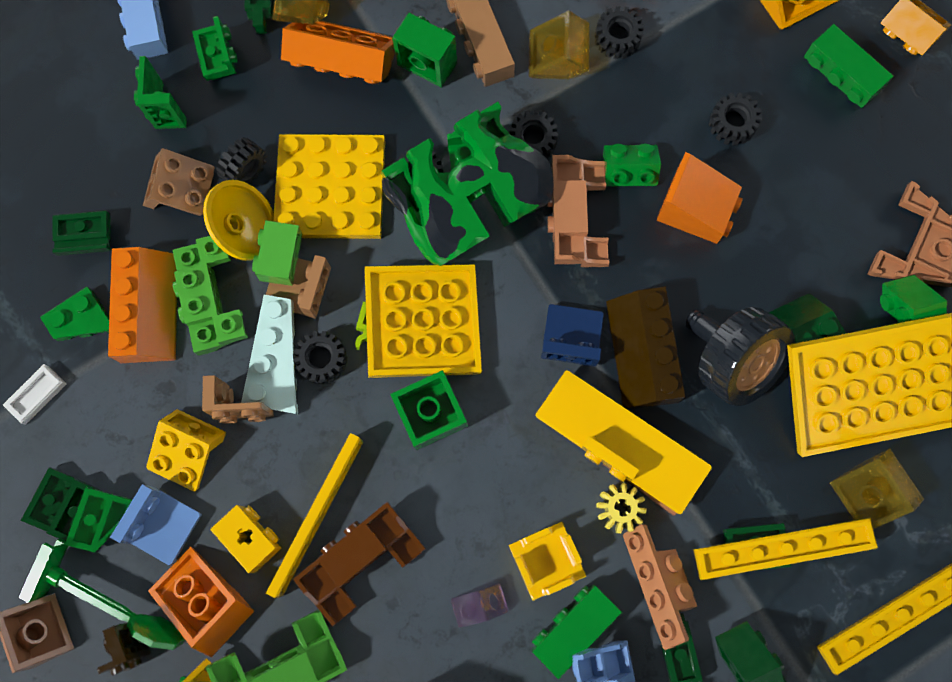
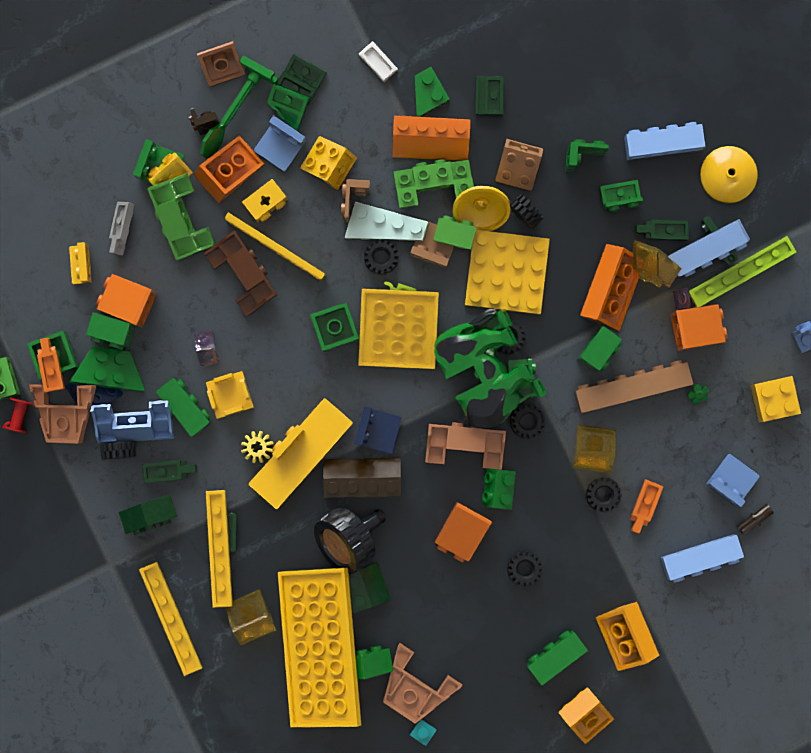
camera: 90 degrees right, 10 degrees up
(662, 584) = (207, 466): nougat bracket -> none

